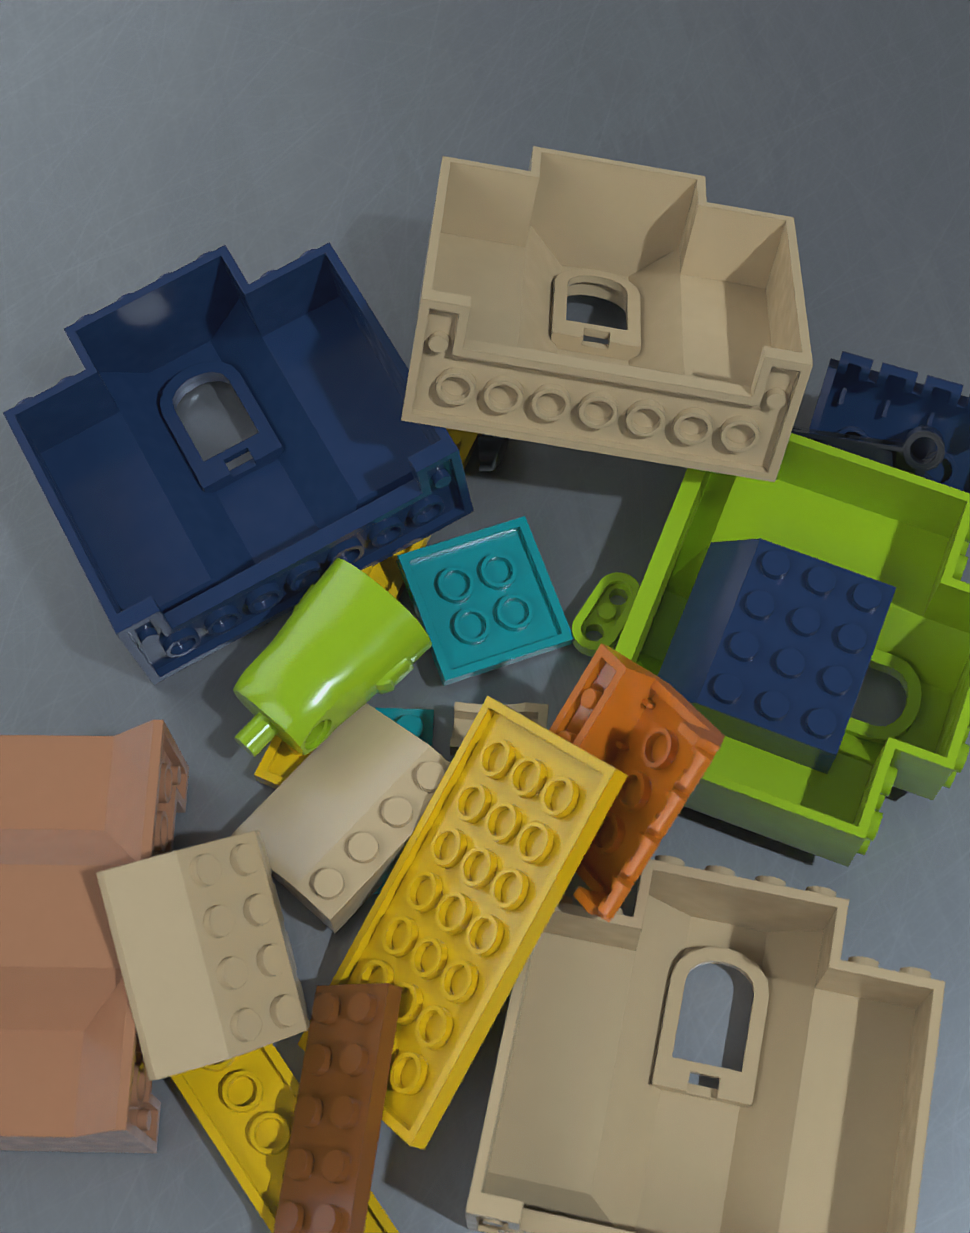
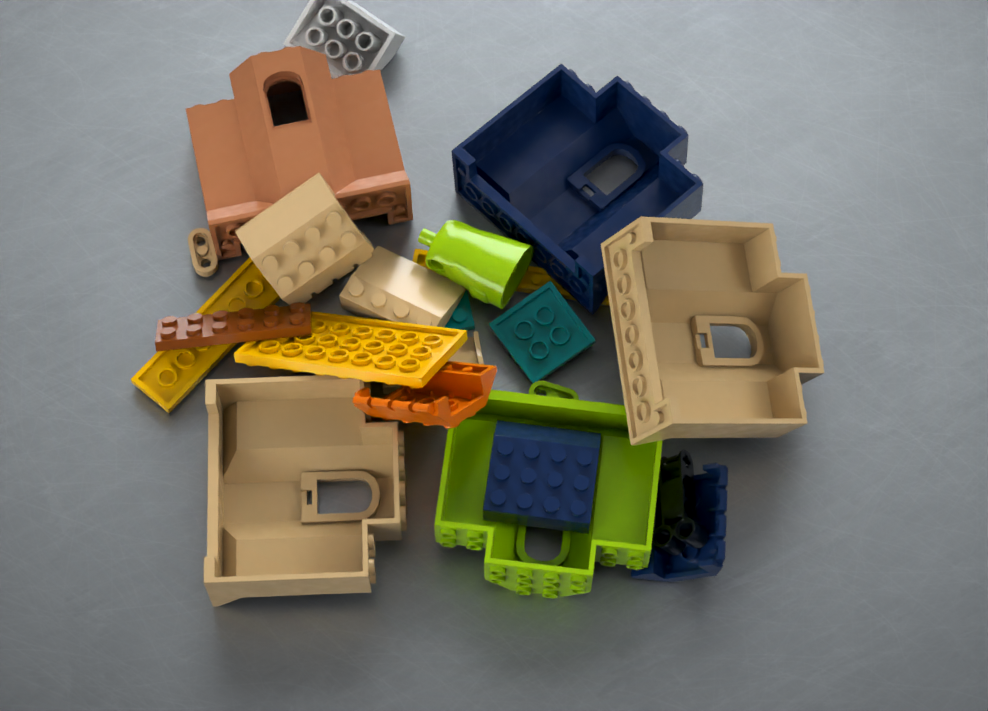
camera: 75 degrees right, 0 degrees up
(134, 1177) = (204, 253): none -> tan plate

